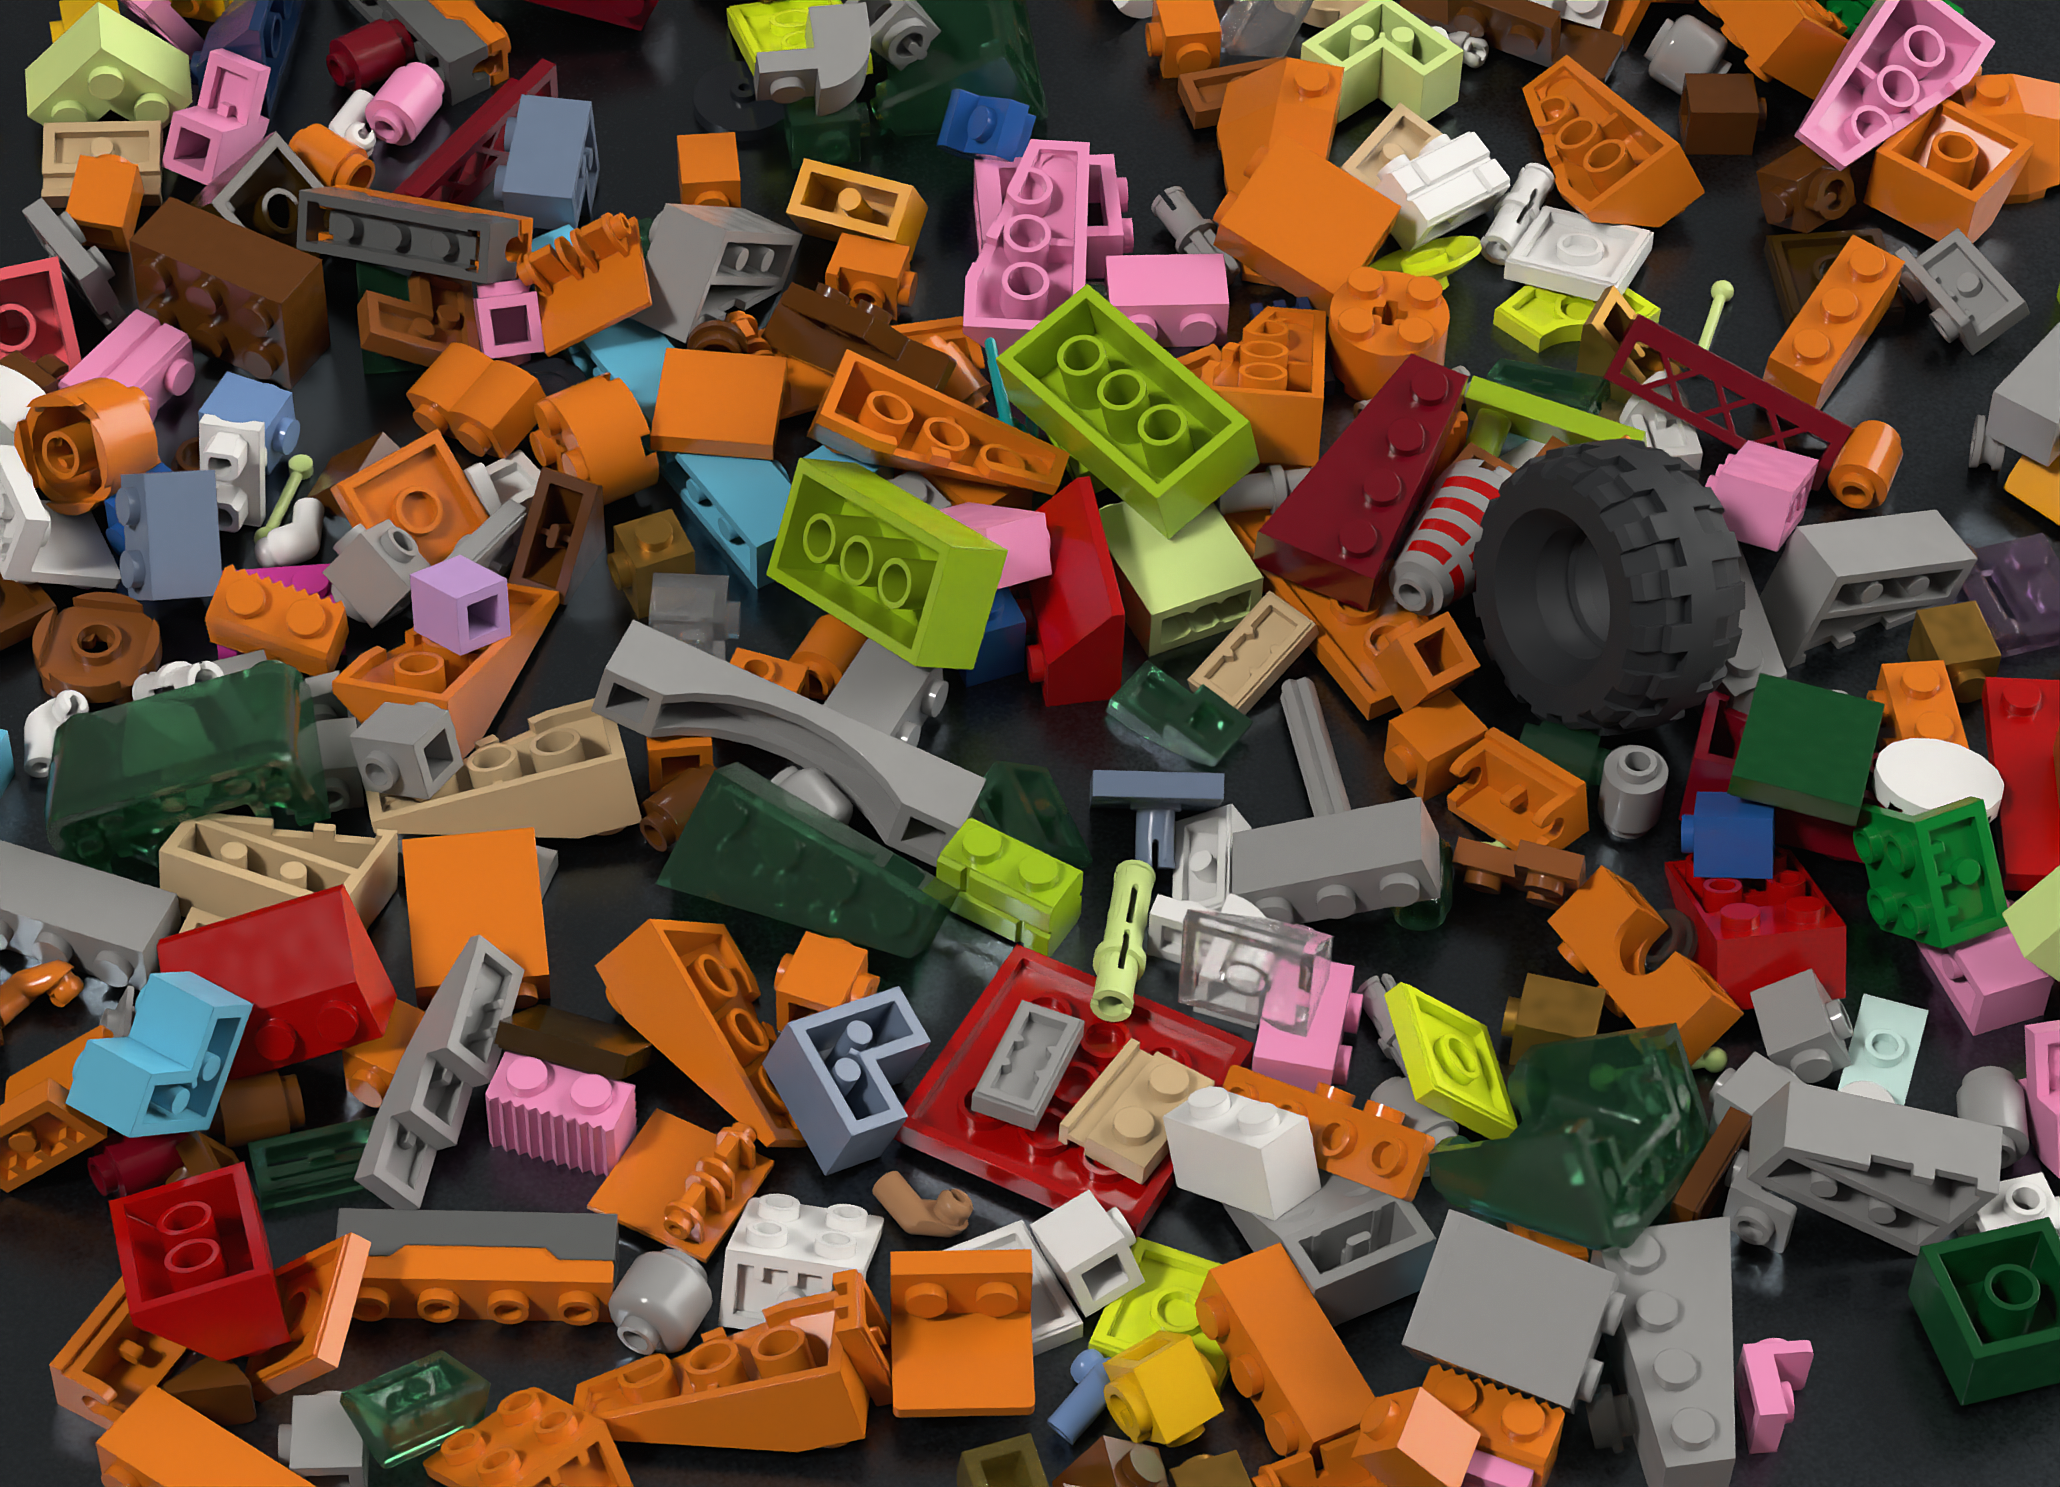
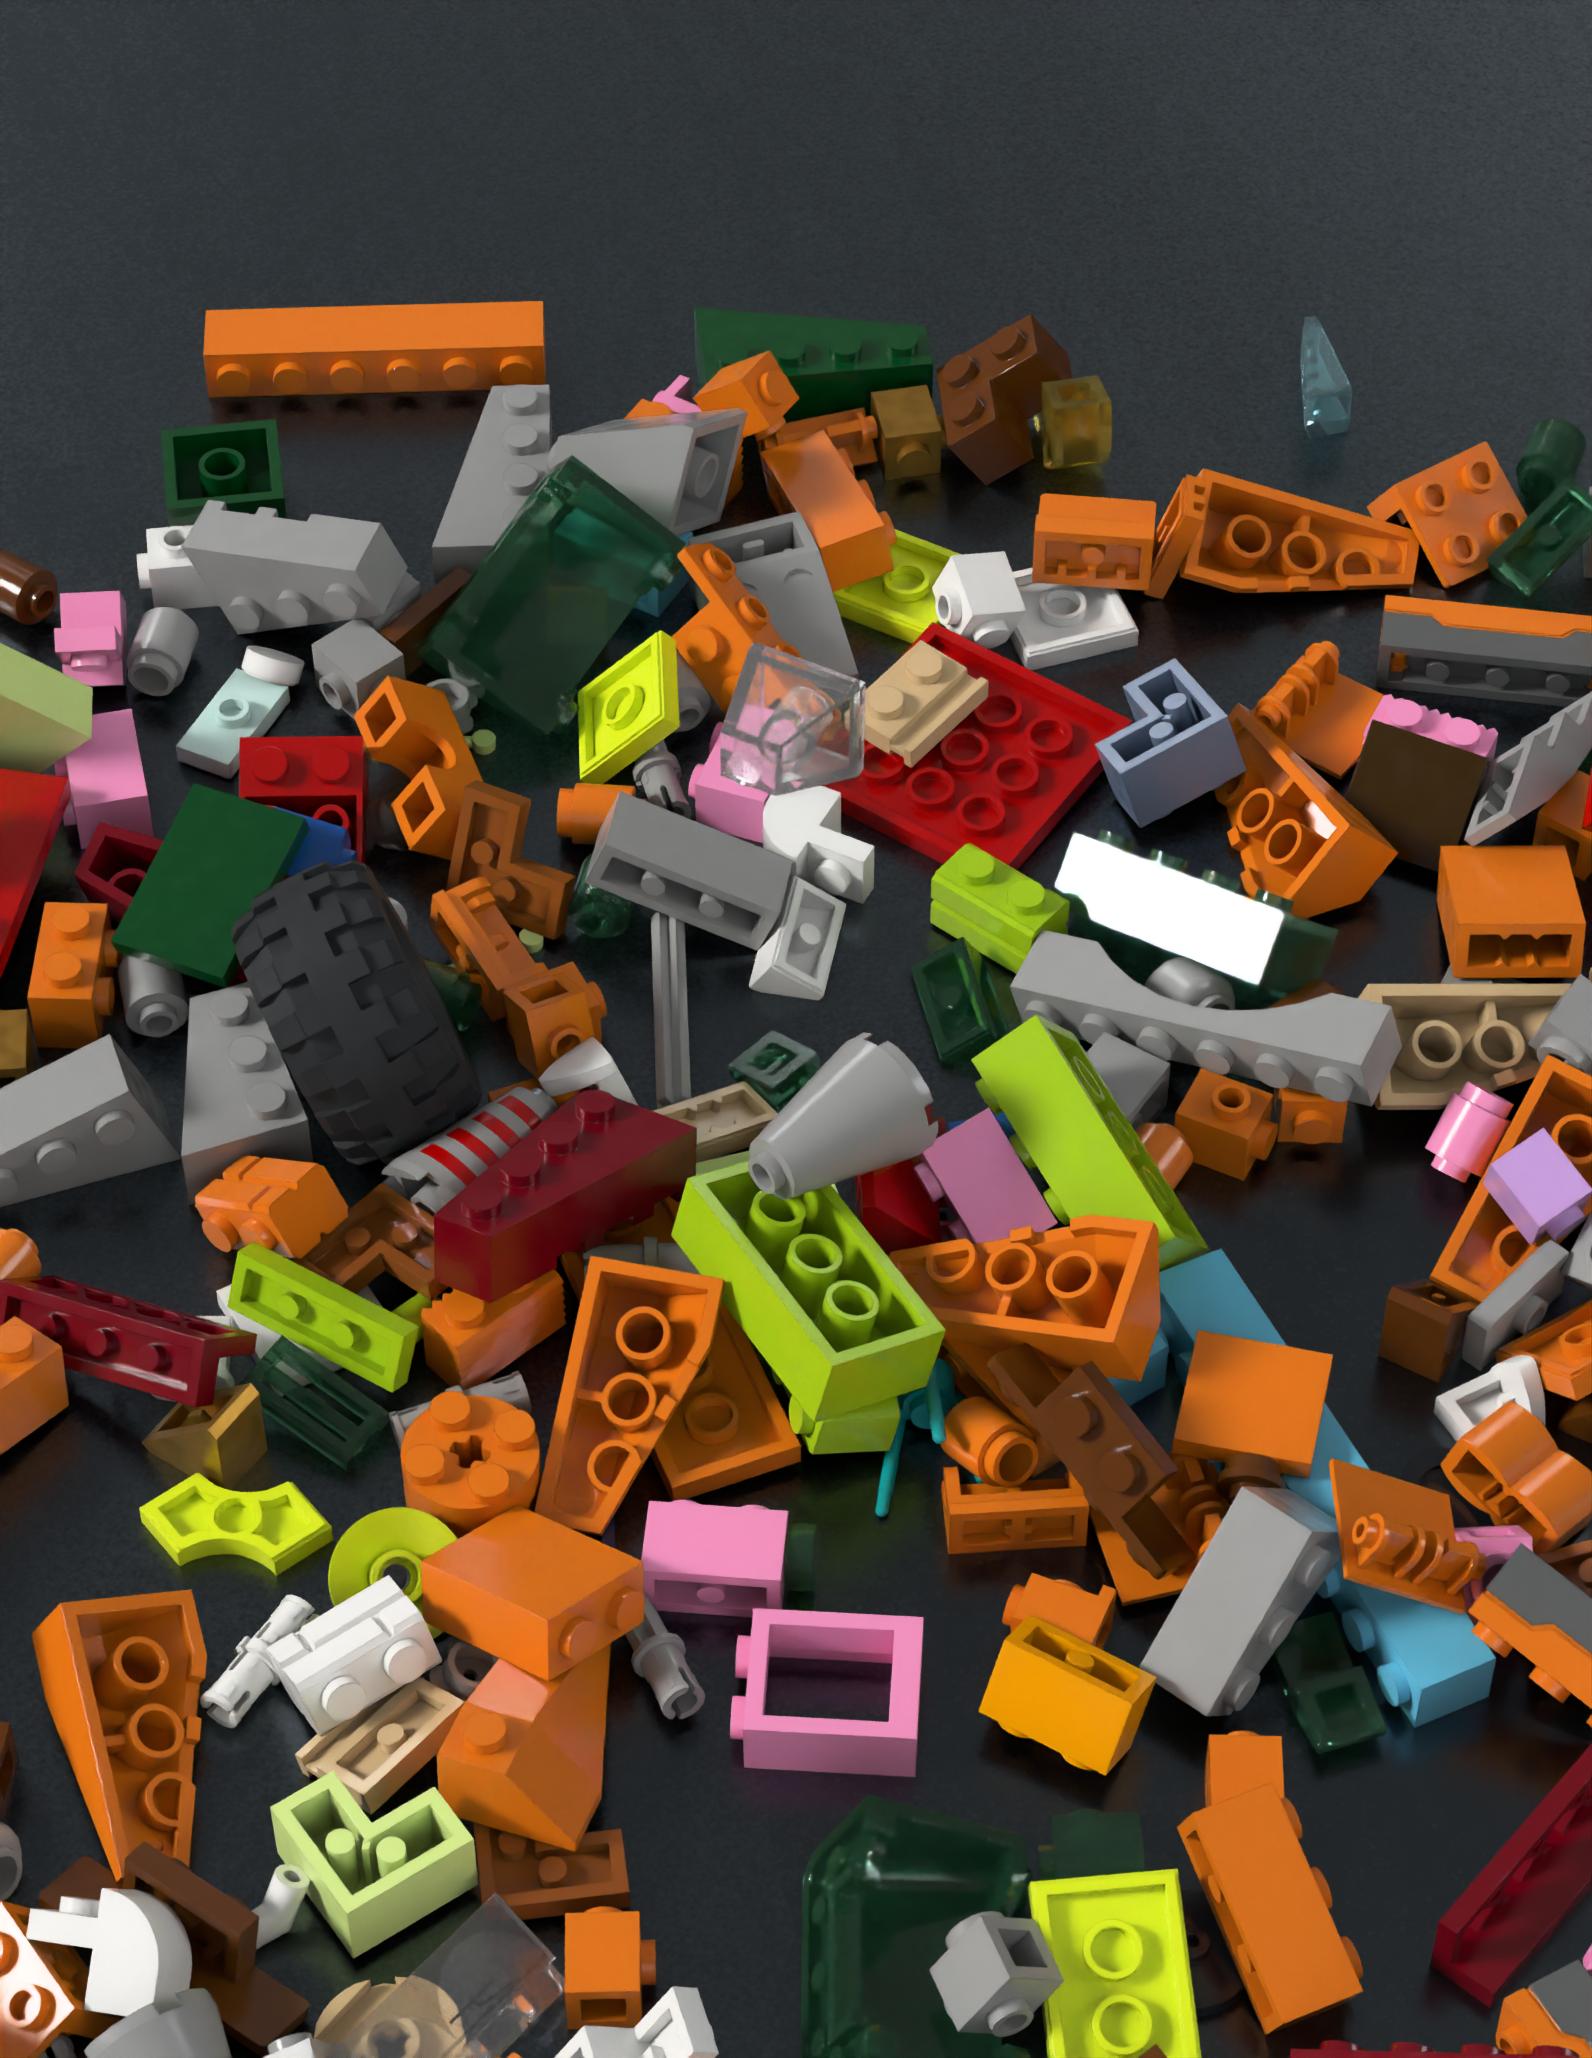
camera: 170 degrees left, 0 degrees up
(520, 694) = (1469, 1132): none -> bright pink brick
(550, 162) = (1447, 1761): sand blue brick -> none
(596, 436) = (1396, 1389): orange brick -> none
(645, 548) = (1329, 1274): pearl gold brick -> none
(660, 1302) = (1343, 603): light grey head -> none
(686, 75) = (1271, 1907): none -> orange brick
(695, 610) = (1290, 1218): clear brick -> none
(790, 1254) = (1222, 635): white bracket -> none
(821, 977) = (1188, 831): orange brick -> none
(829, 67) = (1093, 1825): light grey brick -> none
(919, 1216) = (1102, 672): medium nougat arm -> none
(985, 127) = (911, 1760): blue brick -> none
(1027, 1065) = (1007, 734): light grey plate -> none
(1033, 248) = (866, 1548): bright pink wedge -> none
(1086, 1400) = (991, 522): medium blue arm -> none
(1114, 468) = (845, 1122): none -> light grey cone
(1115, 985) = (905, 837): yellowish green pin -> none
(1155, 800) = (845, 962): sand blue tile -> none
(1162, 1390) = (935, 499): yellow brick -> none
(1242, 1152) = (834, 623): white brick -> none
(1366, 603) = (583, 1067): none -> white tile
(1450, 964) = (585, 808): none -> orange brick
(1551, 1013) = (521, 753): pearl gold brick -> none
(1576, 255) = (229, 1564): white tile -> none
(1721, 292) = (115, 1460): yellowish green hinge -> none
(1763, 493) = (137, 1186): bright pink brick -> none
(1765, 1388) = (429, 485): bright pink bracket -> none
(1803, 1026) = (301, 706): light grey brick -> none
(1932, 872) = (122, 753): green bracket -> none
(1933, 773) = (98, 841): white tile -> none

